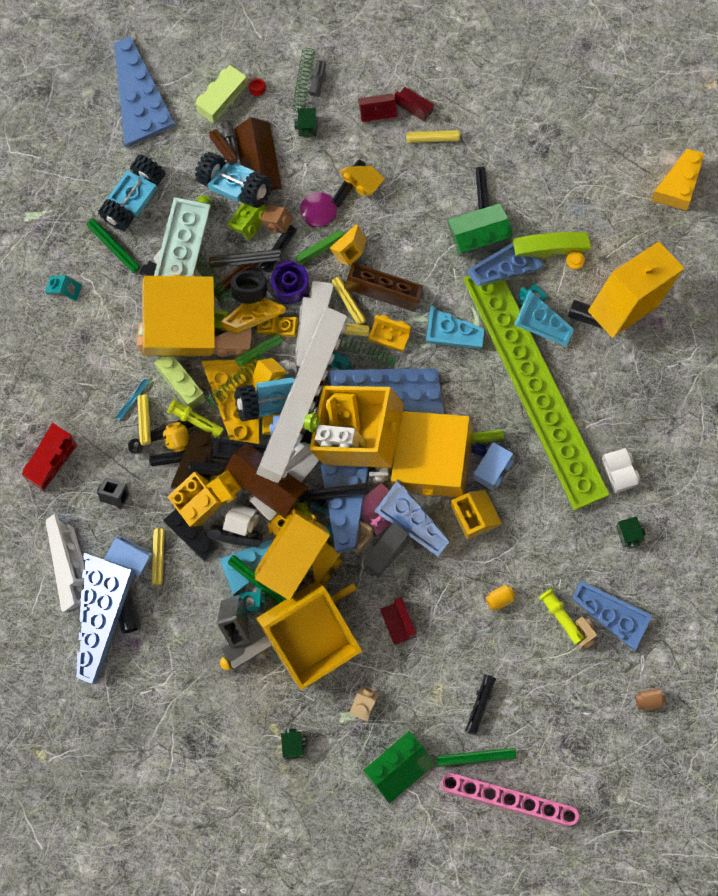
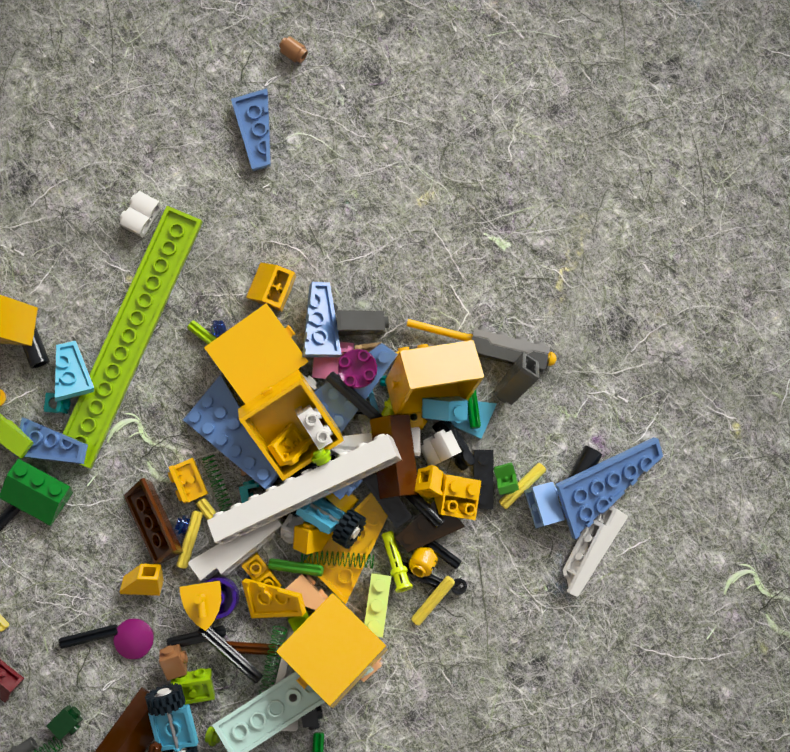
camera: 140 degrees left, 10 degrees up
(49, 457) = (531, 643): red wedge -> none
(113, 492) = (509, 574): black brick -> none
(132, 400) = (423, 628): medium azure piece -> none
(173, 548) = (506, 478): none -> bright green bracket
(251, 295) = (240, 632): black tyre -> none
(259, 600) = (488, 379): teal bracket -> none
(261, 546) = (445, 408): none -> medium azure slope
(292, 744) = (559, 258): dark green brick -> none
(296, 267) = (202, 602): none -> yellow shield
(309, 635) = (479, 309): yellow container -> none
(319, 248) = (161, 604): bright green axle -> none
(352, 511) = (357, 368): none -> magenta dish
(363, 178) = (74, 625): yellow slope -> none
(363, 304) = (182, 525): none -> clear blue plate
(364, 703) = (482, 237): tan bracket -> none
(398, 622) = (402, 269): dark red panel -> none
(398, 767) = (503, 175): green slope -> none
(450, 331) = (142, 437): medium azure wing -> none
(476, 757) = (445, 130): green axle -> none
(479, 707) = (402, 161): black pin -> none
(493, 466) = (223, 305): light blue brick -> none
(500, 597) = (317, 213): yellow brick -> none
(517, 807) = (453, 72): bright pink beam -> none
(556, 607) = (288, 167): neon yellow pin -> none
(587, 631) = (283, 134): tan bracket -> none
(630, 532) = (182, 166): dark green brick -> none

